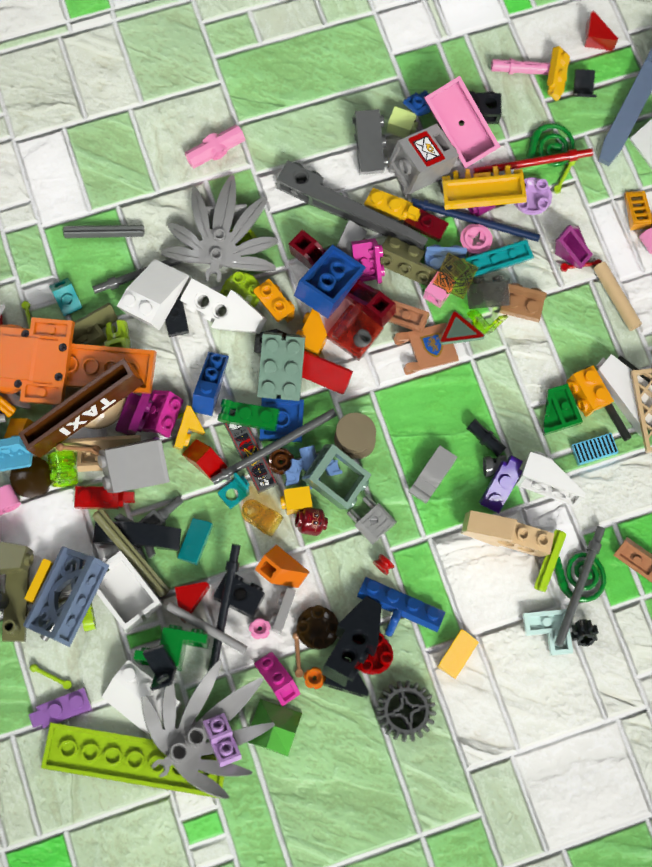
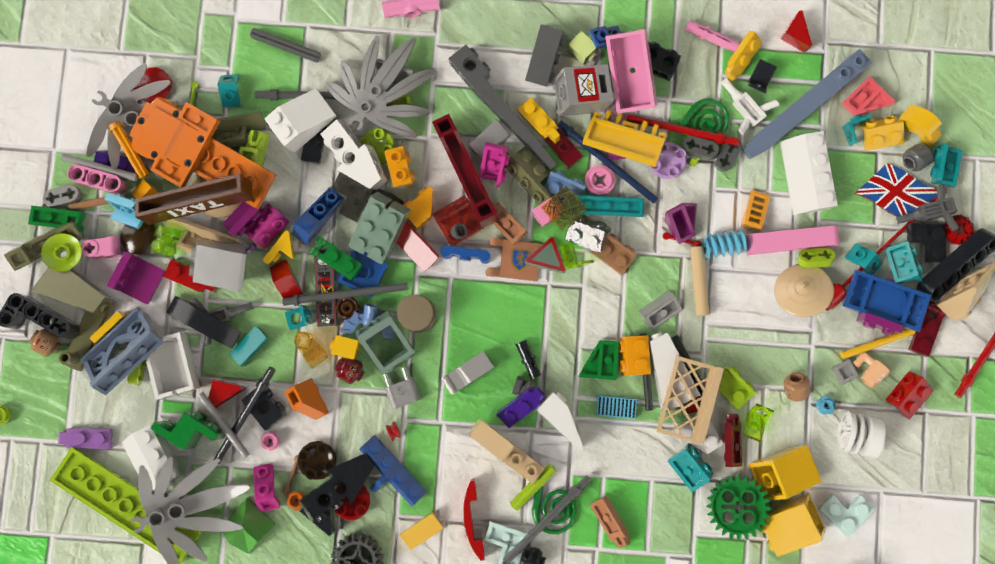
camera: 30 degrees right, 10 degrees up
(48, 519) = (136, 278): none -> magenta bracket
(66, 684) = (98, 420): lime hinge -> none
(95, 449) = (198, 236): medium nougat hinge -> none
(130, 553) = (188, 336): olive axle -> none
(161, 665) = (168, 447): black bracket -> none
(222, 740) = (196, 521): lavender slope -> none
(239, 345) = (356, 195): none -> clear smoke plate
(279, 619) = (288, 440): light grey plate -> none
(329, 281) = (451, 169): blue slope -> none
(377, 360) = (465, 254): none -> blue plate
(521, 643) = (476, 543): none -> red slope
(559, 172) = (701, 147): none -> dark grey beam
(584, 118) = (747, 106): none -> white piece
(591, 169) = (731, 157): none -> dark grey beam
(592, 339) = (660, 310): none -> light grey slope
(625, 250) = (725, 243): none -> medium azure piece

